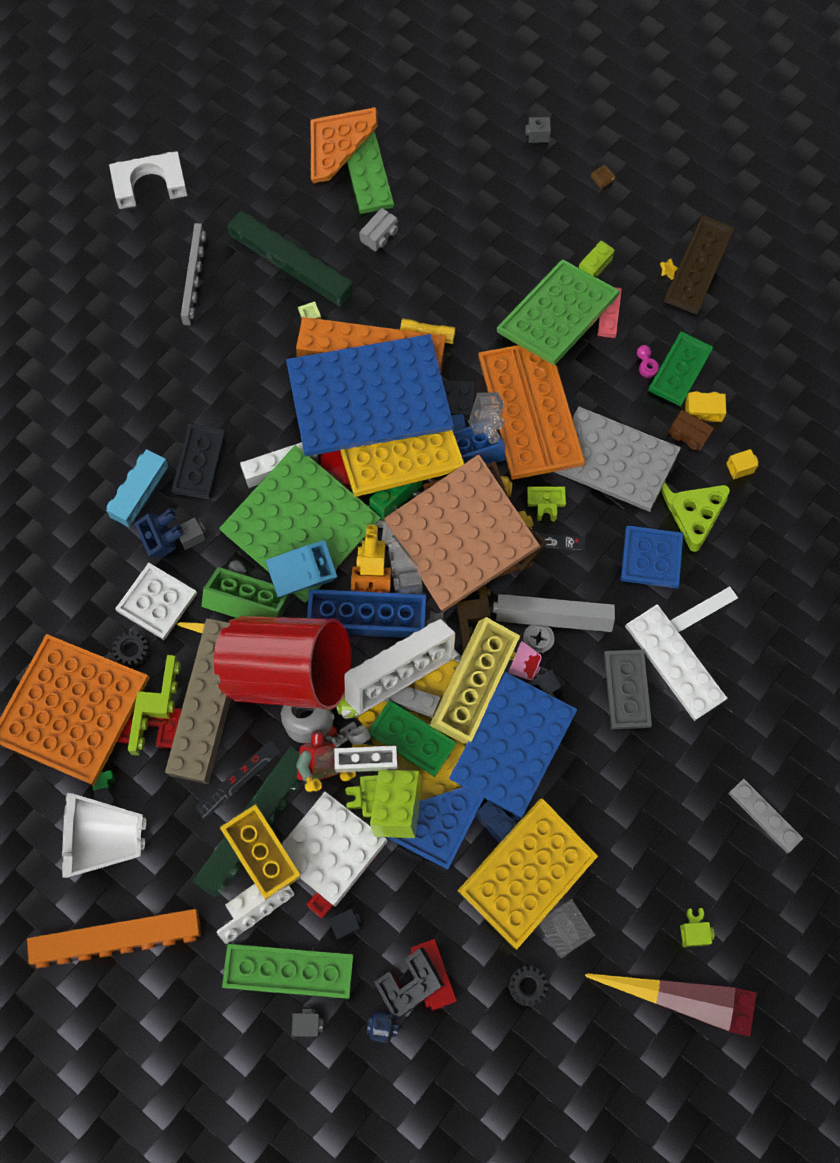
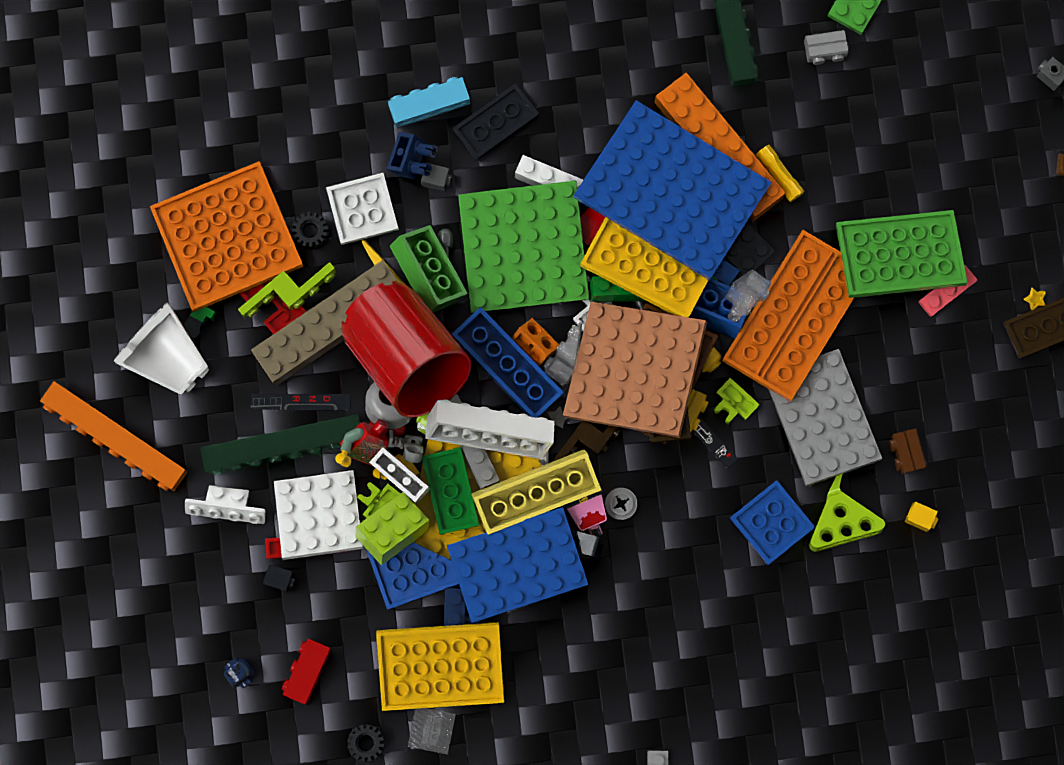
camera: 45 degrees right, 10 degrees up
(260, 852) = (263, 472): yellow brick -> none
(288, 971) = (210, 573): bright green plate -> none
(301, 569) = (487, 286): dark azure slope -> none
(307, 1024) = (190, 621): dark grey brick -> none
(309, 310) = (699, 71): yellowish green plate -> none
(372, 553) = (554, 322): yellow brick -> none
(403, 999) = (271, 669): black plate -> none
(554, 613) = (650, 496): light grey brick -> none
(597, 259) = (979, 238): lime brick -> none
(627, 689) = (649, 604): dark grey plate -> none
(644, 353) = (938, 352): dark pink plate -> none
(676, 662) = (707, 619): white plate -> none
(680, 369) = (955, 393): green plate -> none
(703, 609) = (760, 597): white sticker -> none
(706, 406) = (941, 443): yellow brick -> none

